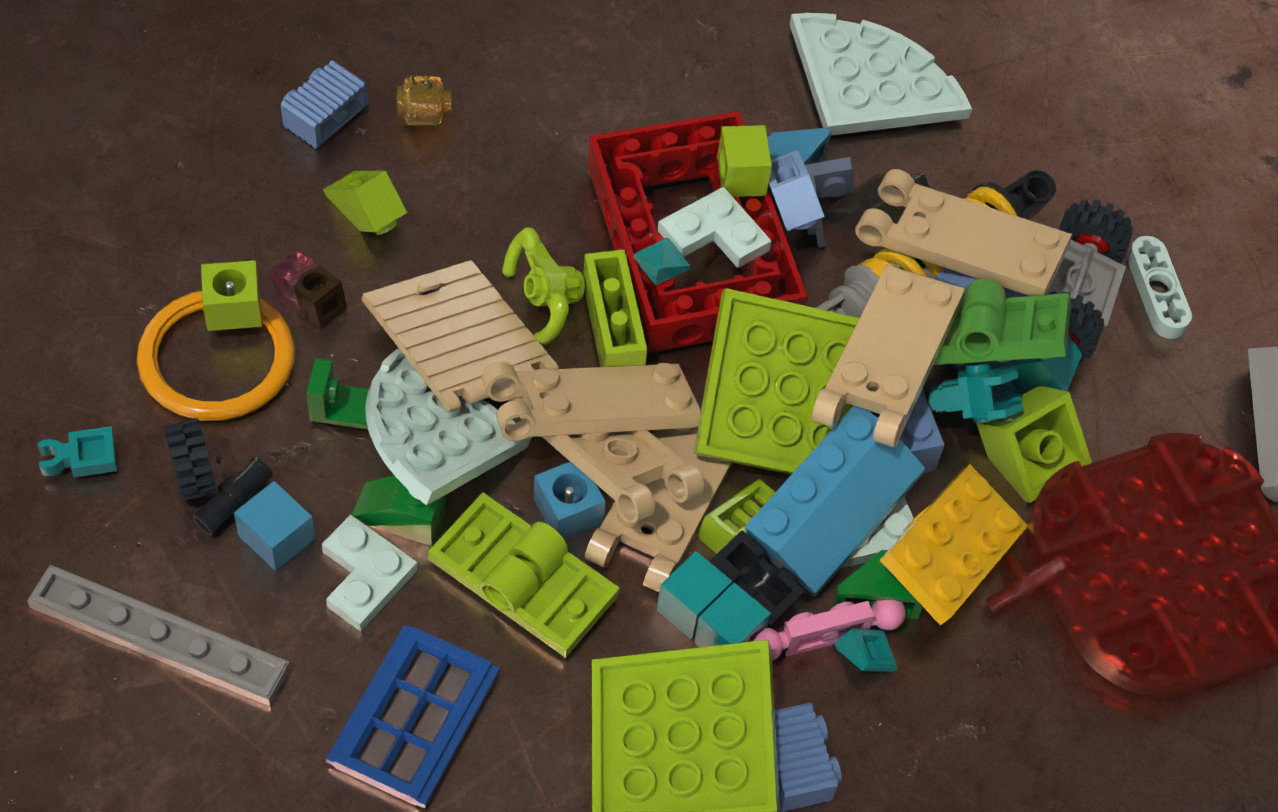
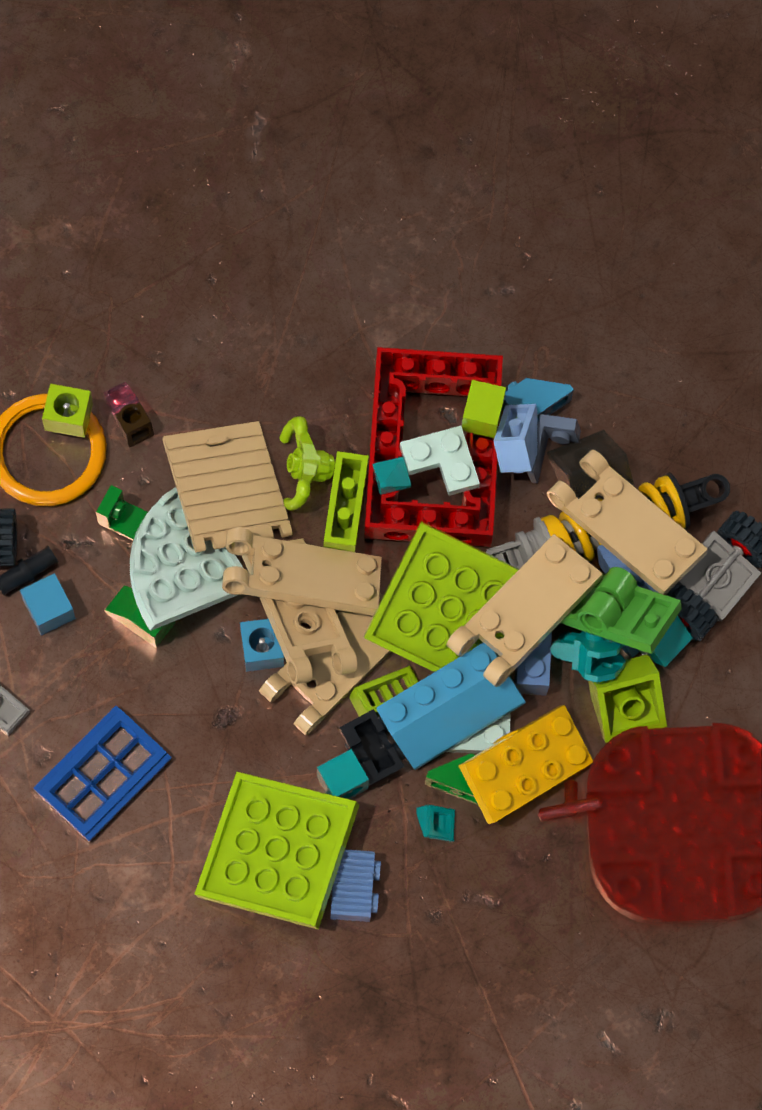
camera: 20 degrees right, 15 degrees up
(324, 103) = (188, 251): medium blue brick -> none
(367, 200) = (194, 349): lime slope -> none
(375, 571) = (110, 656): light aqua plate -> none
(423, 100) = (264, 270): clear yellow head -> none
(524, 573) = (211, 691): lime plate -> none
(690, 592) = (323, 743): teal piece -> none
(820, 630) = (397, 796): bright pink plate -> none
(872, 76) = (634, 340): light aqua plate -> none

